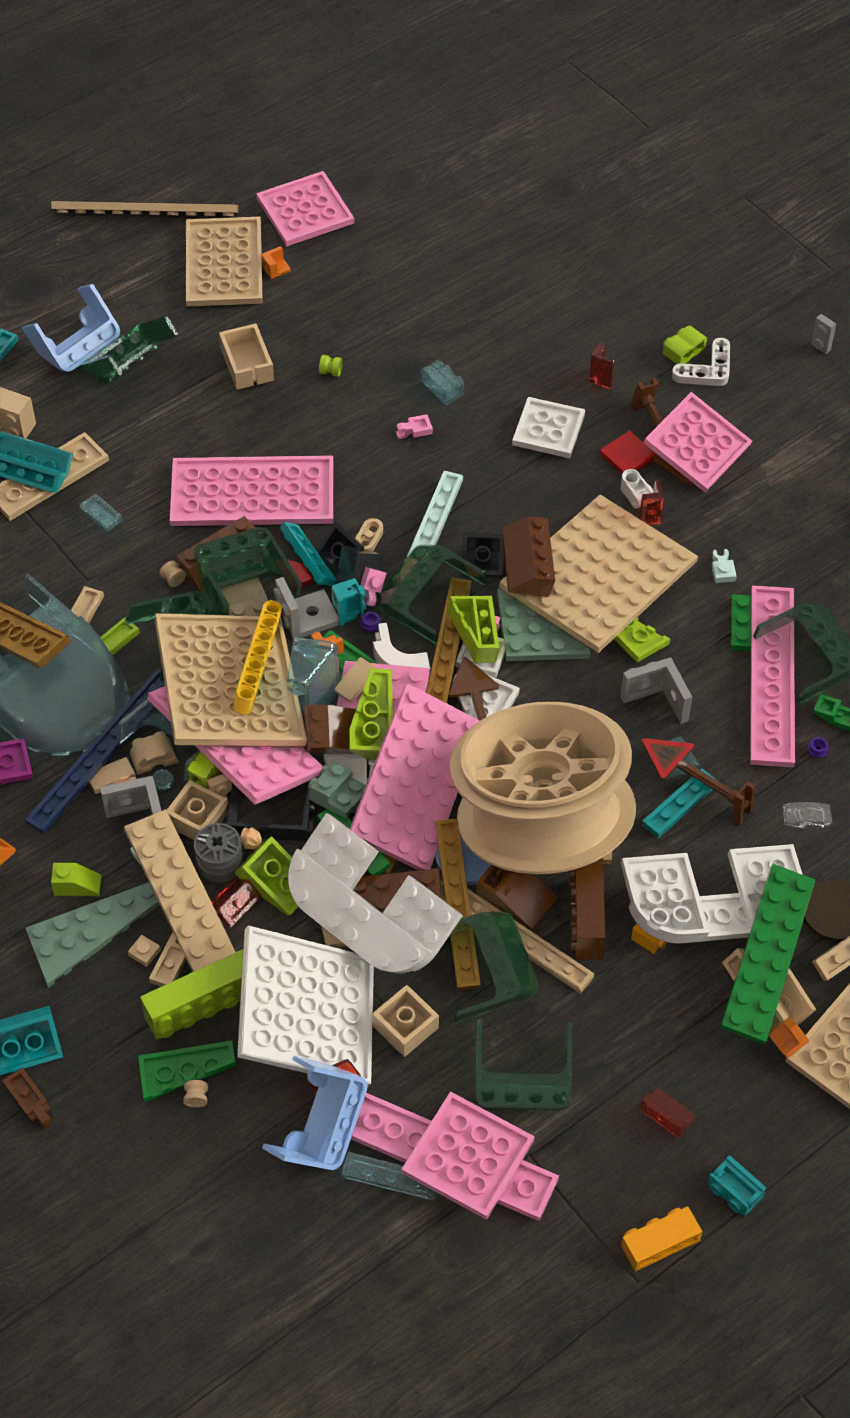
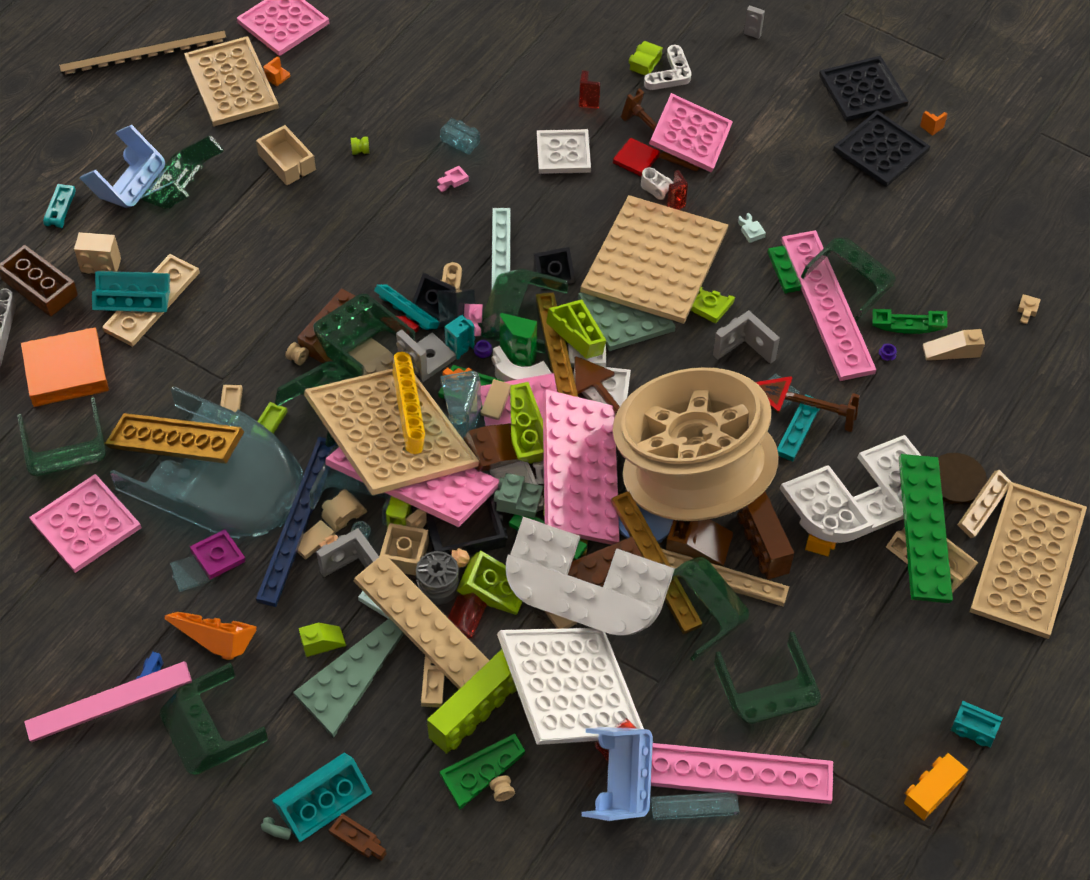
camera: 20 degrees left, 0 degrees up
(101, 512) = (212, 318): clear light blue plate -> none
(144, 950) = (405, 680): tan plate -> none
(253, 487) = (345, 261): bright pink plate -> none
(405, 1020) = (654, 671): tan brick -> none
(407, 623) = (518, 339): none -> green slope
(468, 1155) = (754, 767): bright pink plate -> none
(528, 557) = (599, 259): reddish brown slope -> none
(667, 1112) = (895, 682): clear red panel -> none
(788, 1037) = (967, 591): orange panel -> none
(805, 813) = (900, 408): clear slope -> none

